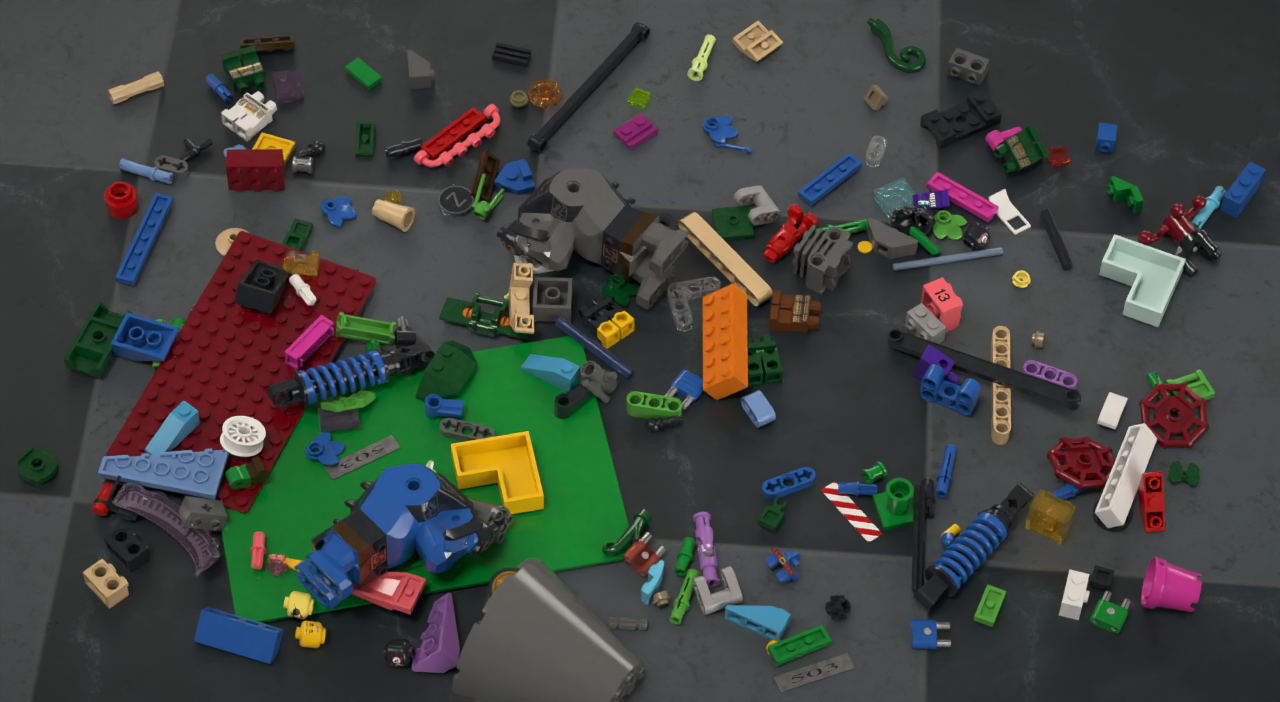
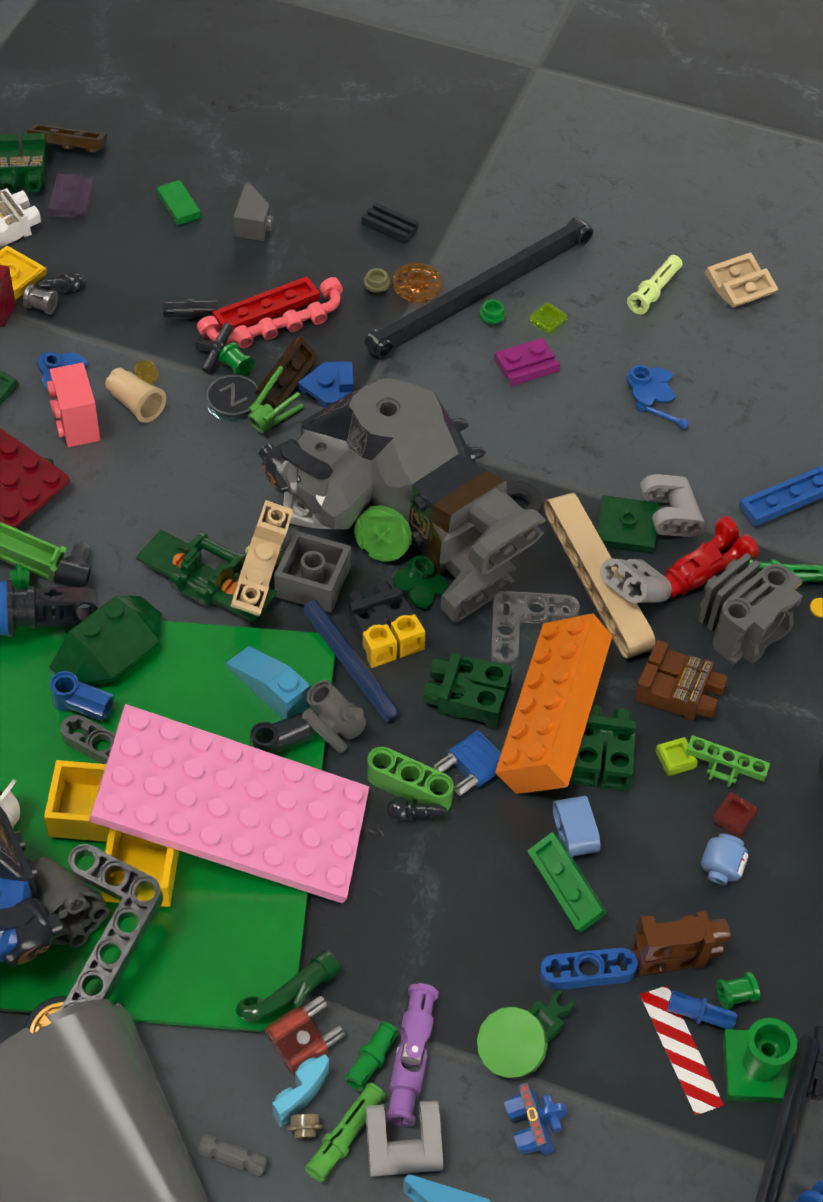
camera: 15 degrees right, 0 degrees up
(361, 231) = (73, 405): none -> coral brick
(365, 138) = (143, 284): dark green slope -> none
(432, 171) = (214, 348): none -> black piece
(449, 175) = (239, 362): none -> green bush
(529, 508) = (112, 936): none -> beam
(560, 442) = (231, 804): none -> bright pink plate
(587, 266) = (383, 533): none -> bright green tile
(602, 103) = (492, 312): none -> green plate
(671, 345) = (469, 688): none -> dark green hips
(754, 261) = (639, 587): none -> light grey connector
(759, 529) = (512, 1042): none -> bright green tile
(762, 440) = (567, 882): none -> green plate
(803, 356) = (673, 756): none -> lime tile
(835, 456) = (678, 943): none -> reddish brown hips
(840, 347) = (735, 764): none -> bright green piece
(846, 379) = (735, 814): none -> clear red plate
(847, 405) = (724, 859): none -> medium blue head

